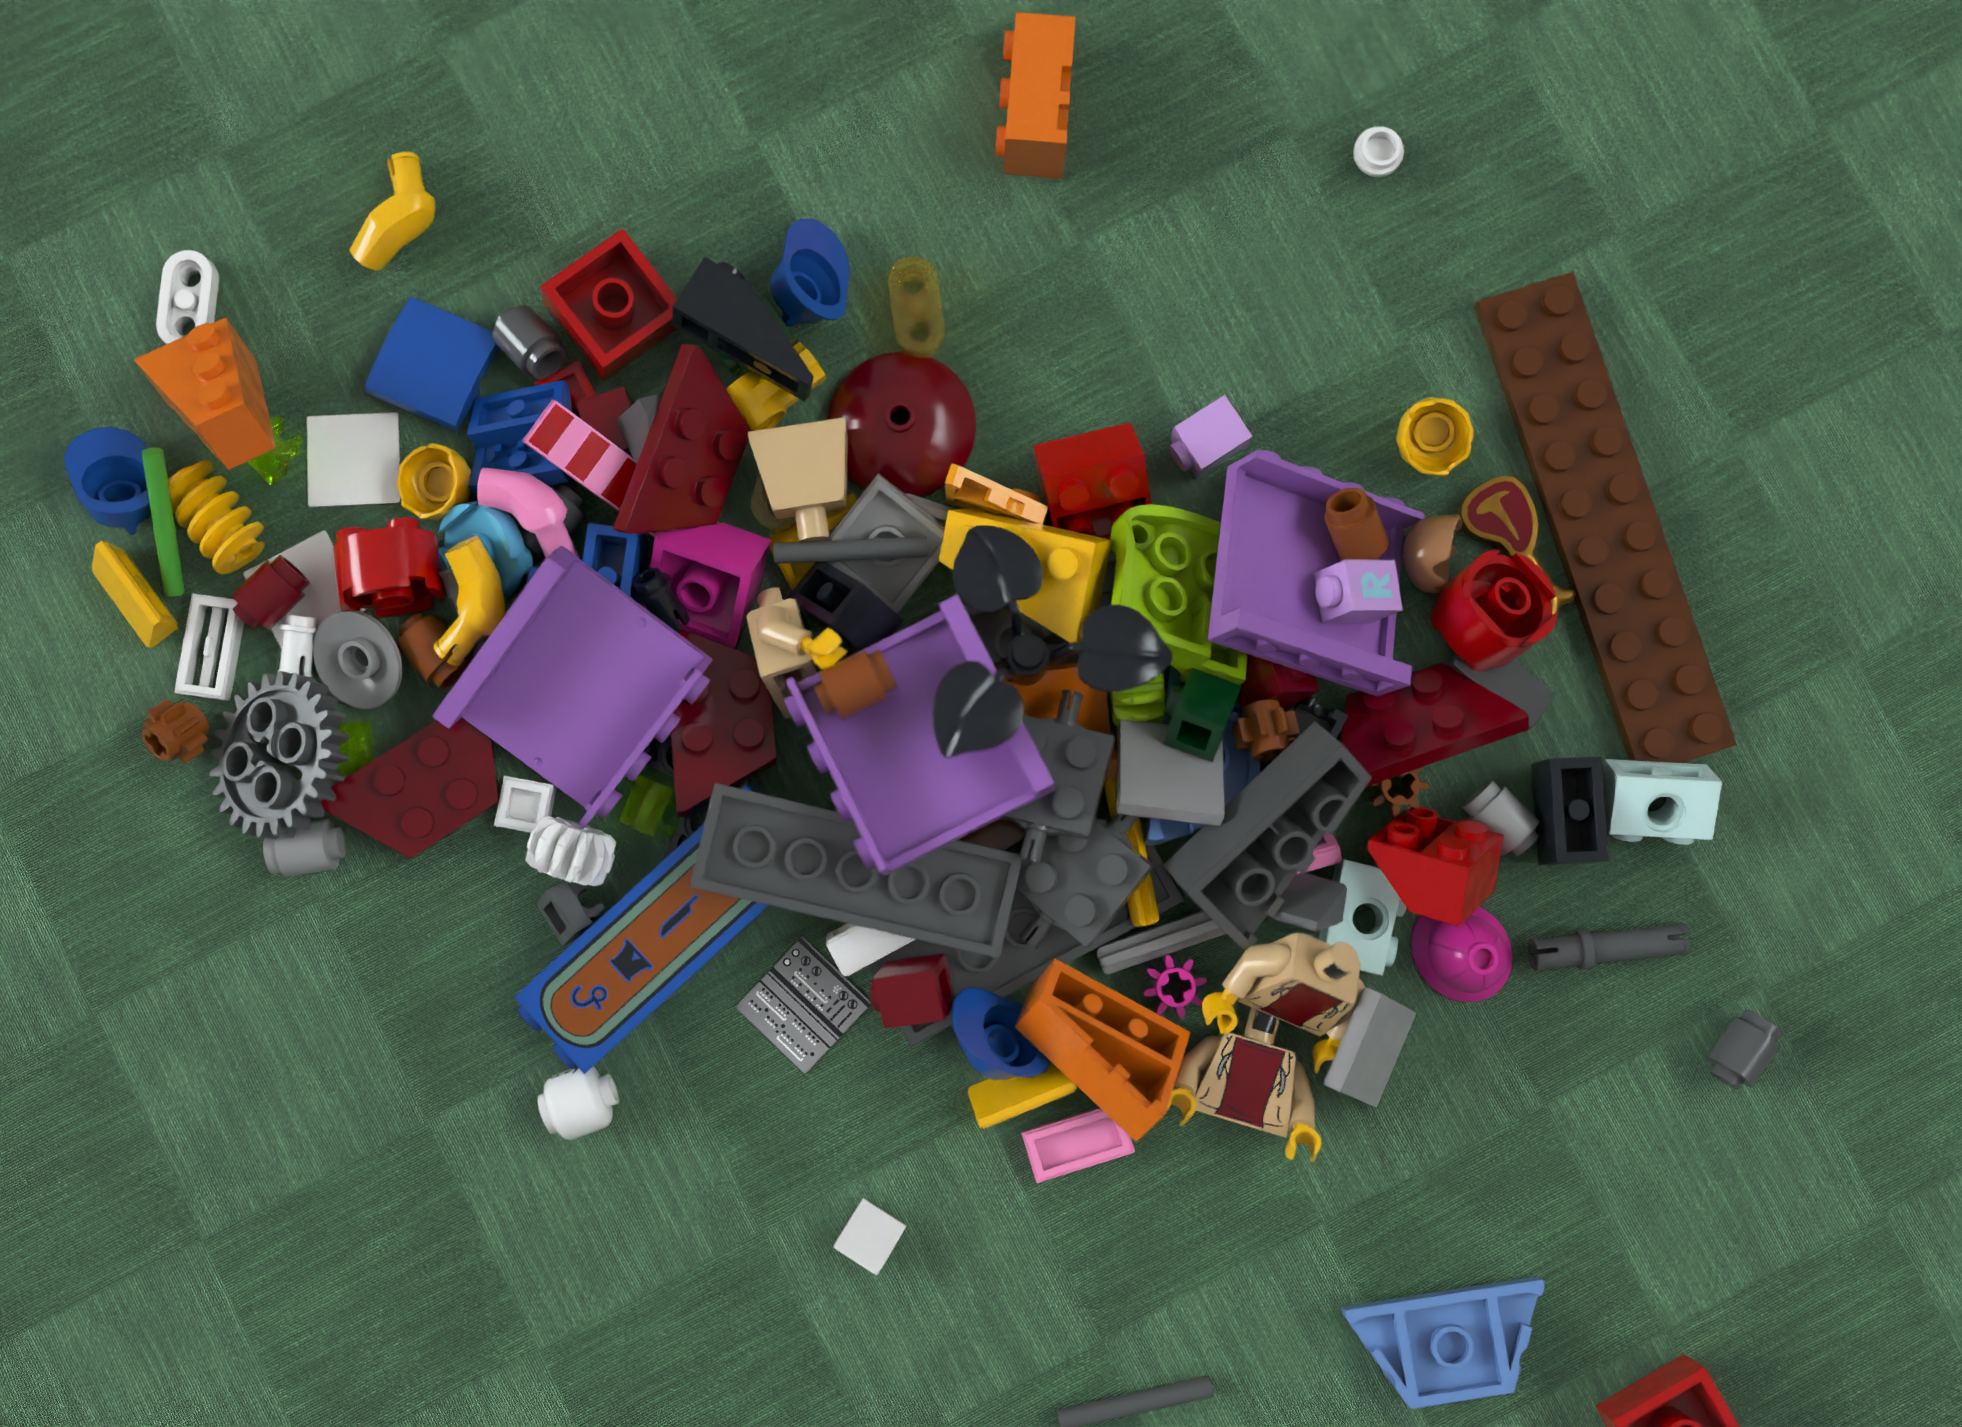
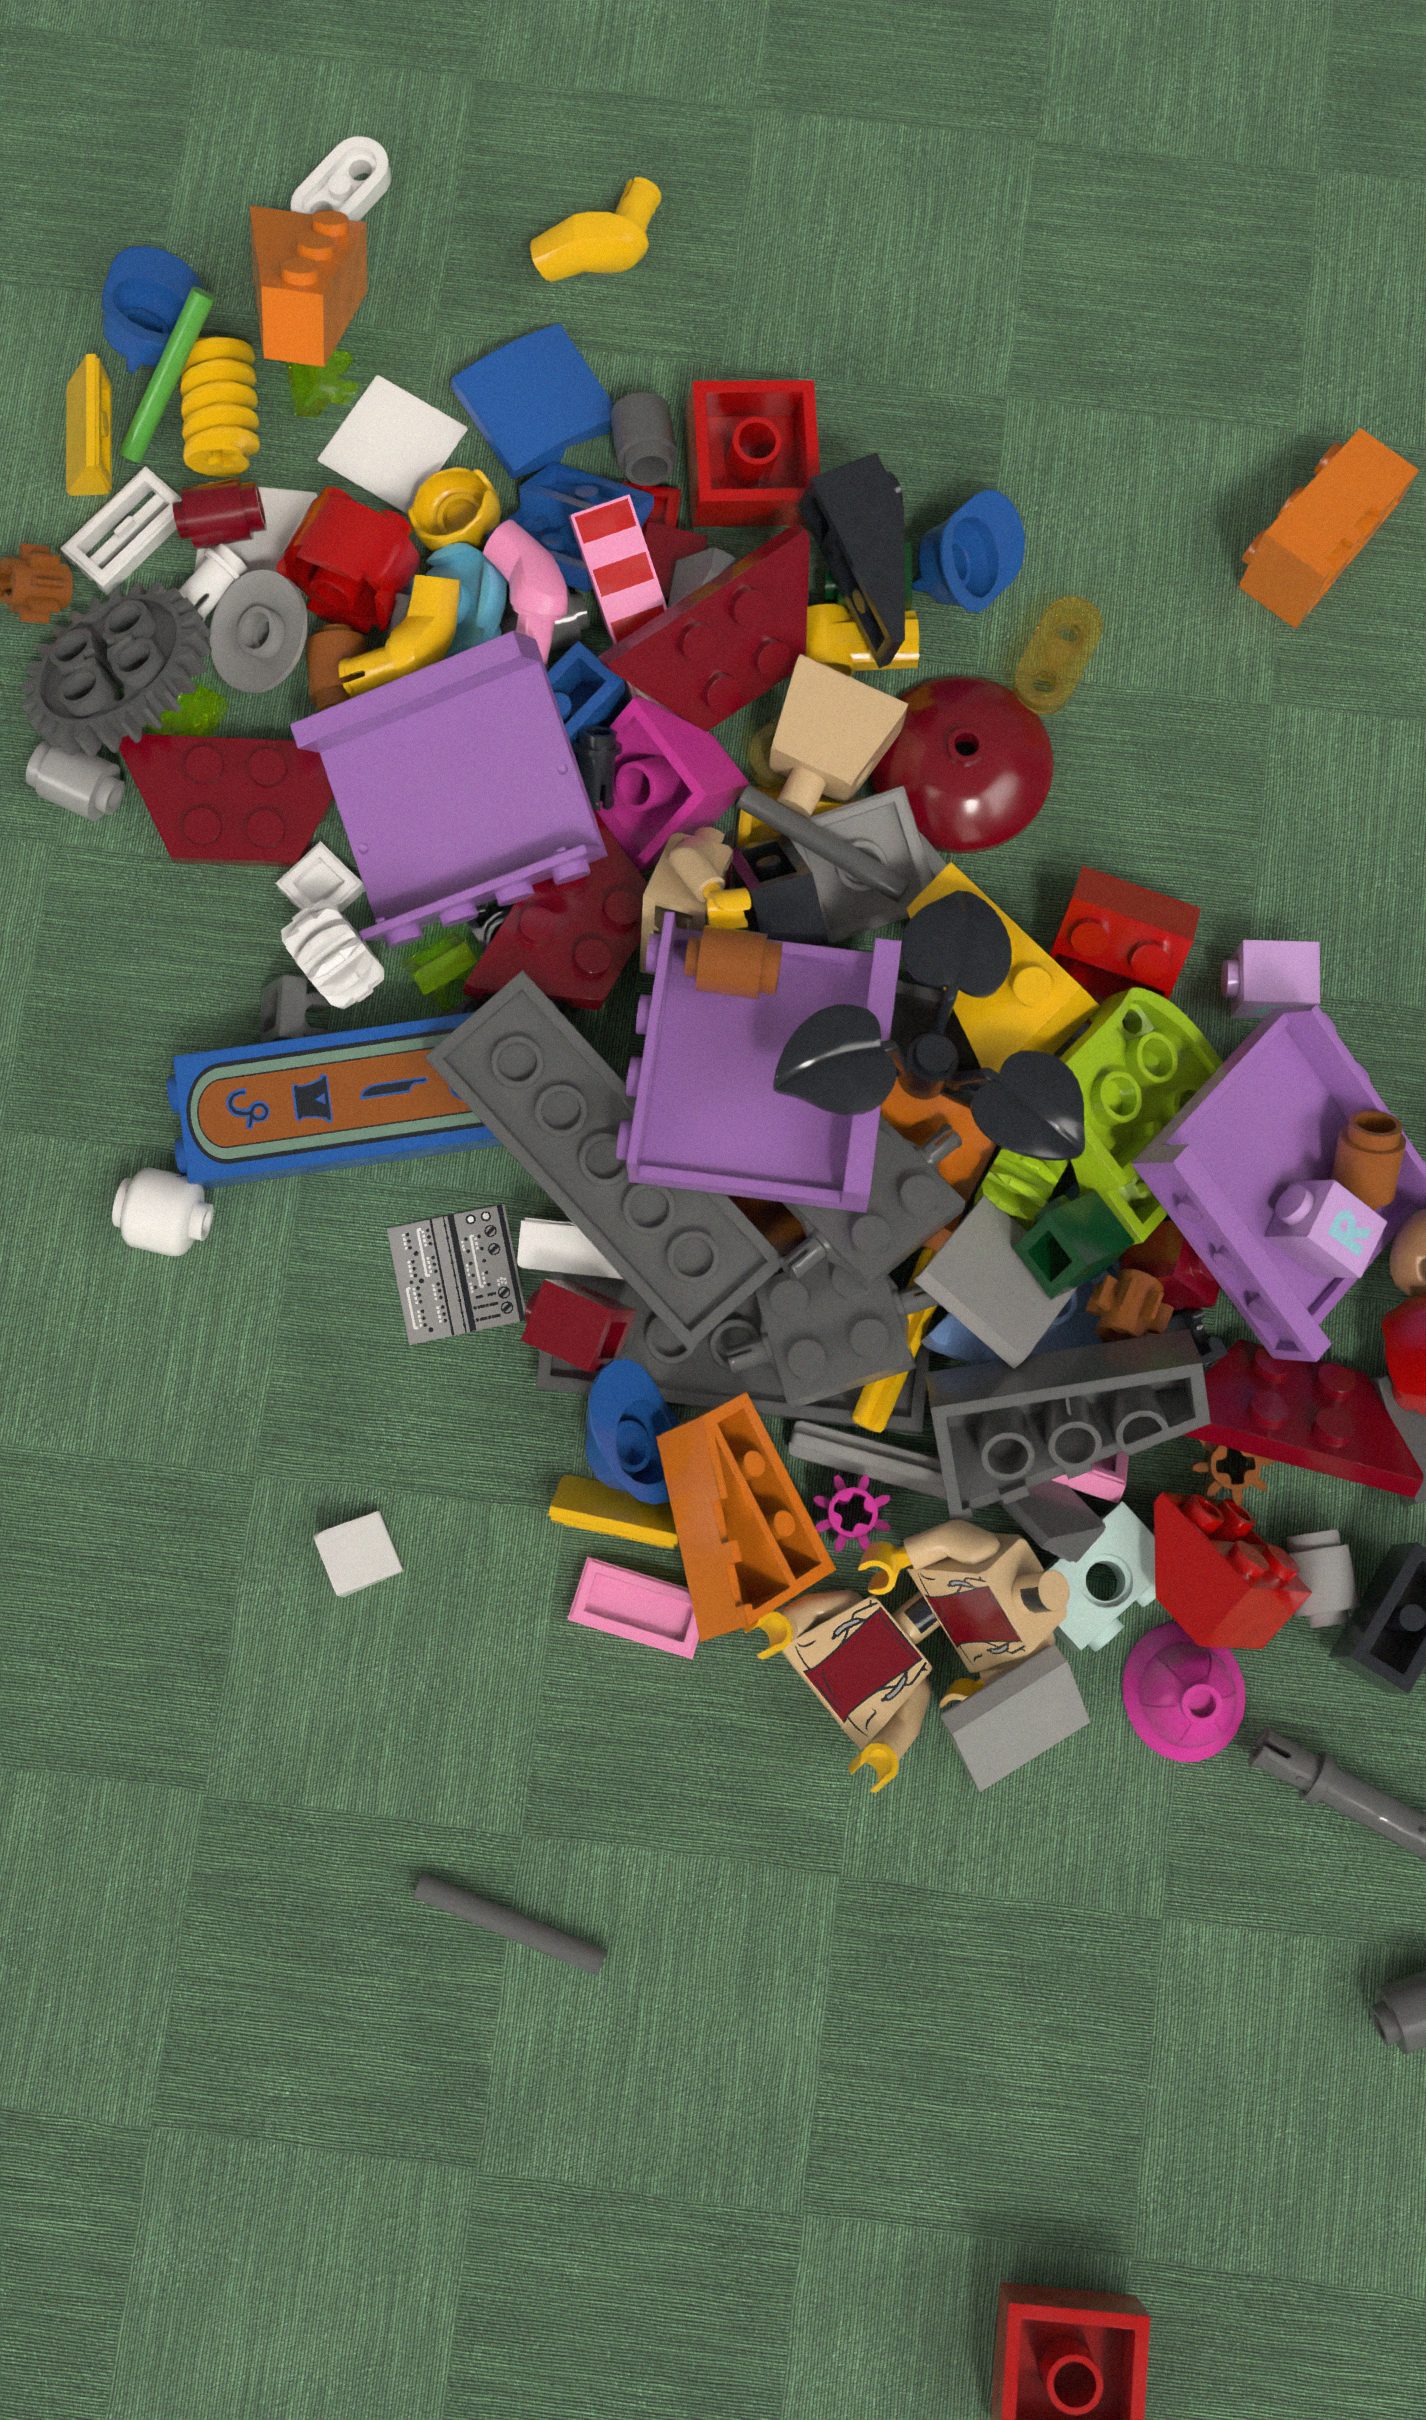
camera: 35 degrees right, 5 degrees down
(973, 491) = (994, 871): light orange wing -> none
(1451, 1340) = (889, 2096): medium blue wing -> none

